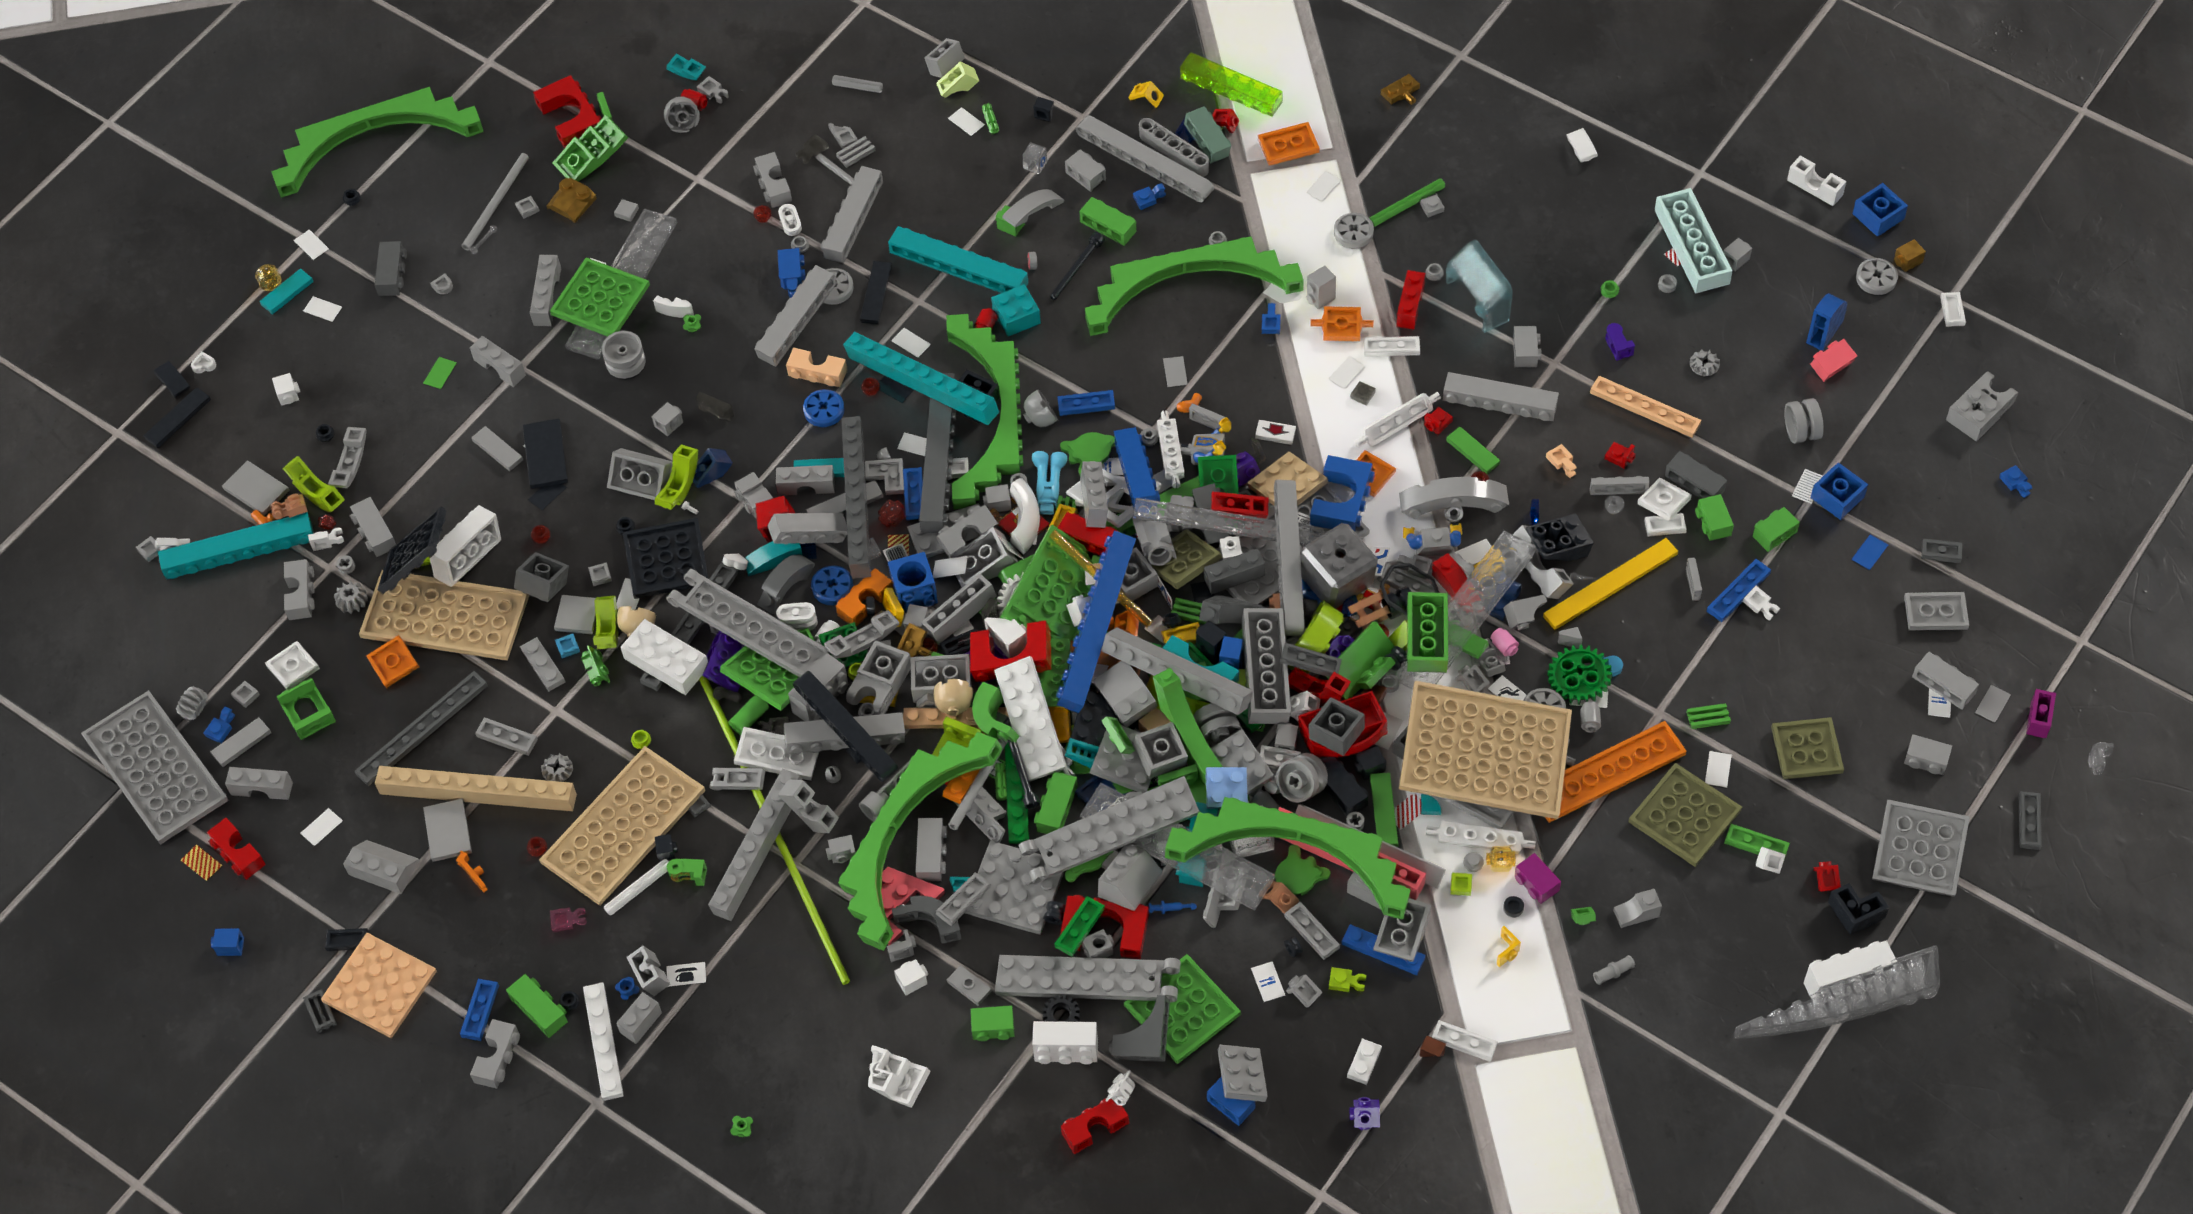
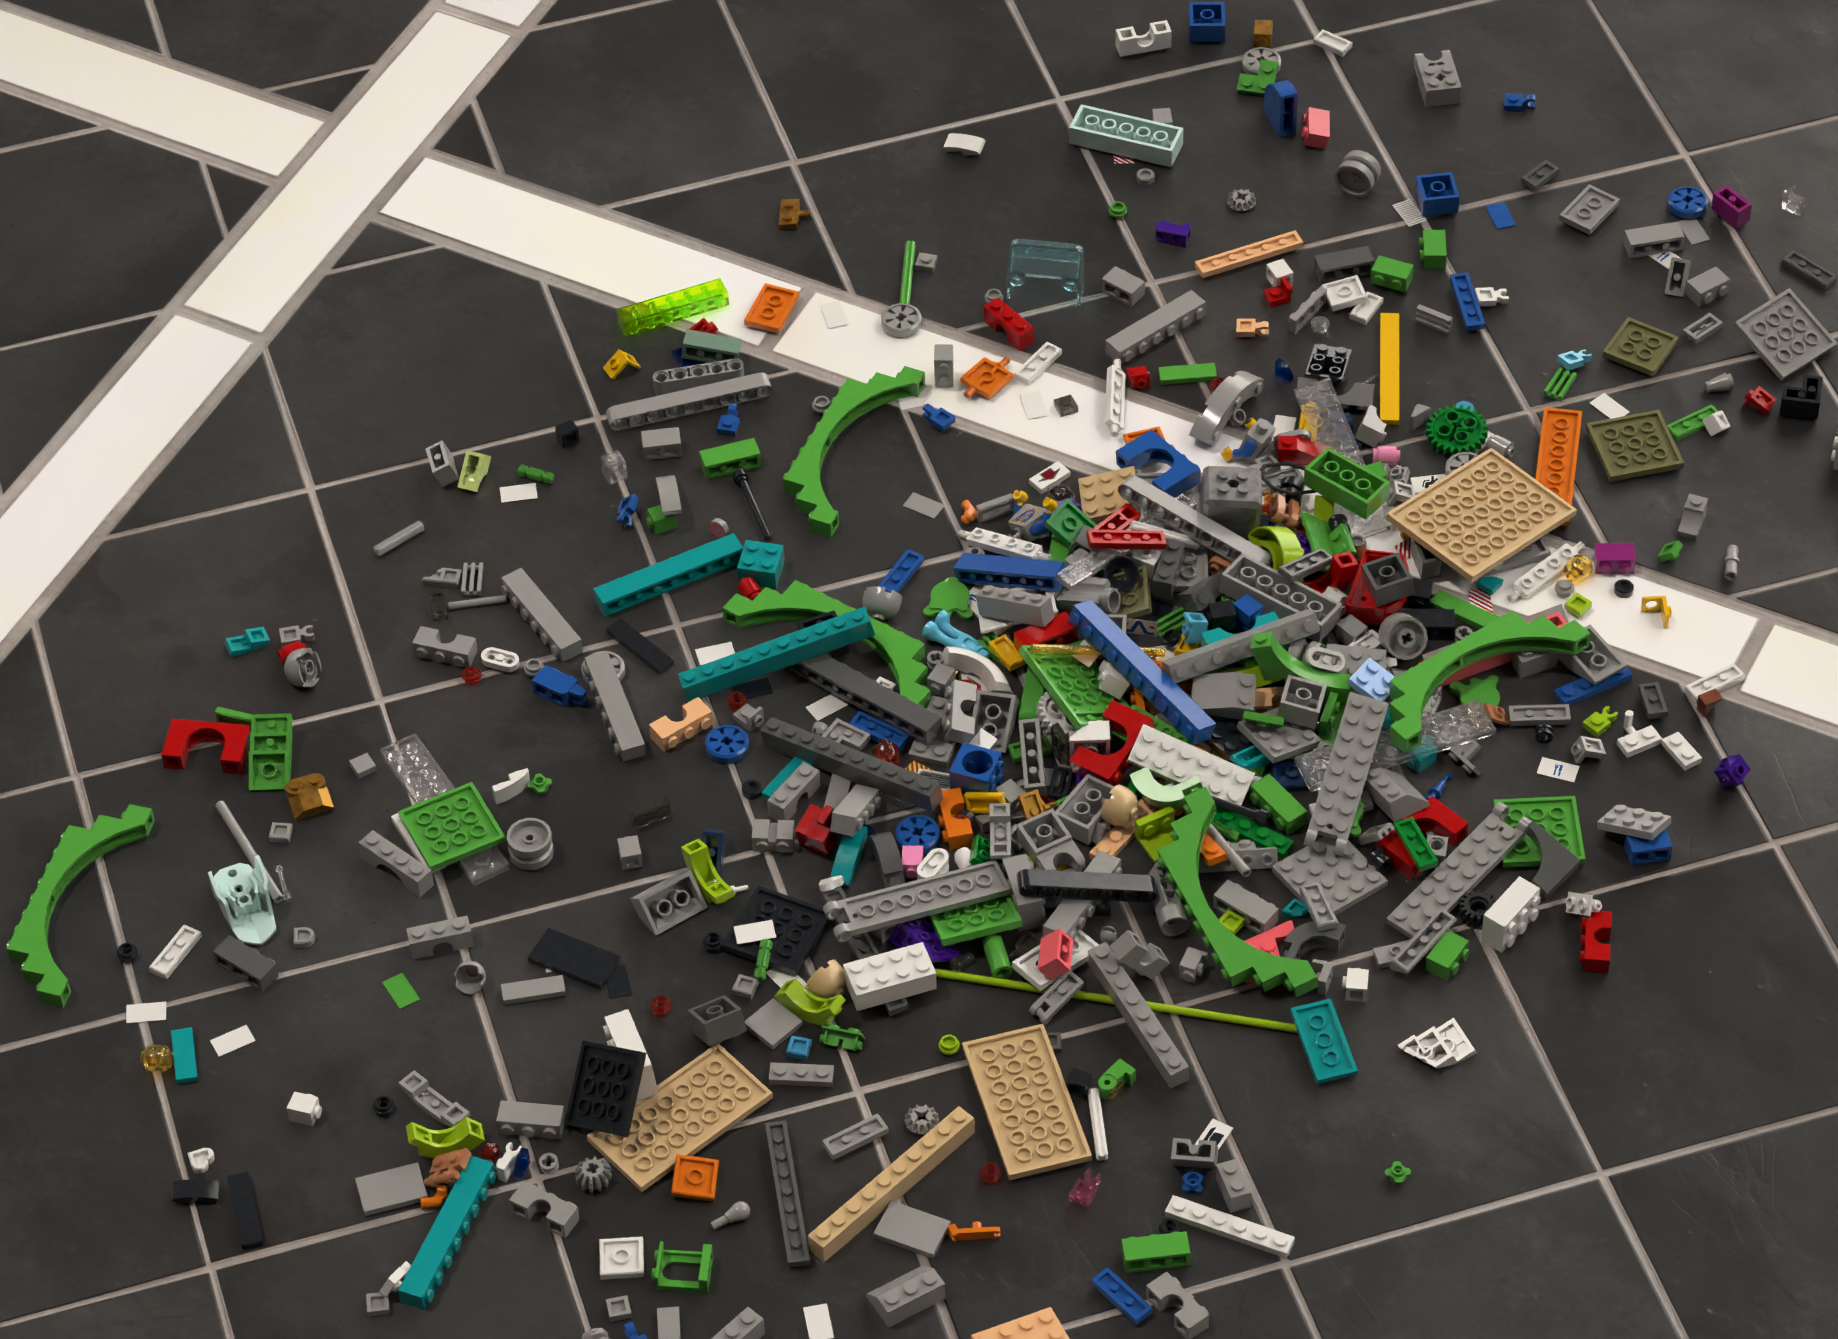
camera: 55 degrees left, 10 degrees down
(331, 547) = (522, 1162): none -> clear blue tile
(374, 223) = (175, 952): none -> white tile
(382, 708) = (737, 1212): none -> light grey piece
(440, 226) = (246, 911): none -> light aqua piece
(475, 404) = (470, 977): none -> light grey hair
(625, 567) = (763, 959): none -> bright green axle
(650, 545) = (754, 931): none -> white sticker
(763, 749) = (1055, 954): none -> coral brick
(793, 452) = (752, 789): none -> black tile
(799, 594) = (911, 858): none -> bright pink brick
(831, 989) = (1323, 1041): none -> teal plate
(862, 404) = (749, 717): none -> light grey bracket
(907, 849) = (1232, 921): none -> lime plate
(985, 995) = (1422, 941): none -> light grey slope
(1004, 193) = (626, 509): none -> blue plate
(1077, 892) = (1375, 833): none -> light grey tile
(1183, 545) = (1130, 569): none -> black piece
(1185, 626) = (1193, 627): none -> medium azure brick
(1213, 738) = (1324, 659): none -> white plate
(1220, 521) = (1126, 539): none -> red plate
(1258, 541) = (1190, 543): none -> white axle
(1348, 1021) = (1637, 740): none -> white plate
(1400, 1005) = (1653, 700): none -> dark grey plate
(1642, 439) = (1278, 270): none -> white brick
(1743, 708) = (1573, 360): none -> medium azure plate
(1821, 835) = (1720, 383): none -> light grey cone
(1853, 291) = (1256, 84): none -> bright green plate
(1877, 785) = (1705, 329): none -> light grey tile
(1920, 723) = (1677, 276): none -> light grey slope
(2020, 688) = (1687, 202): none -> blue wheel

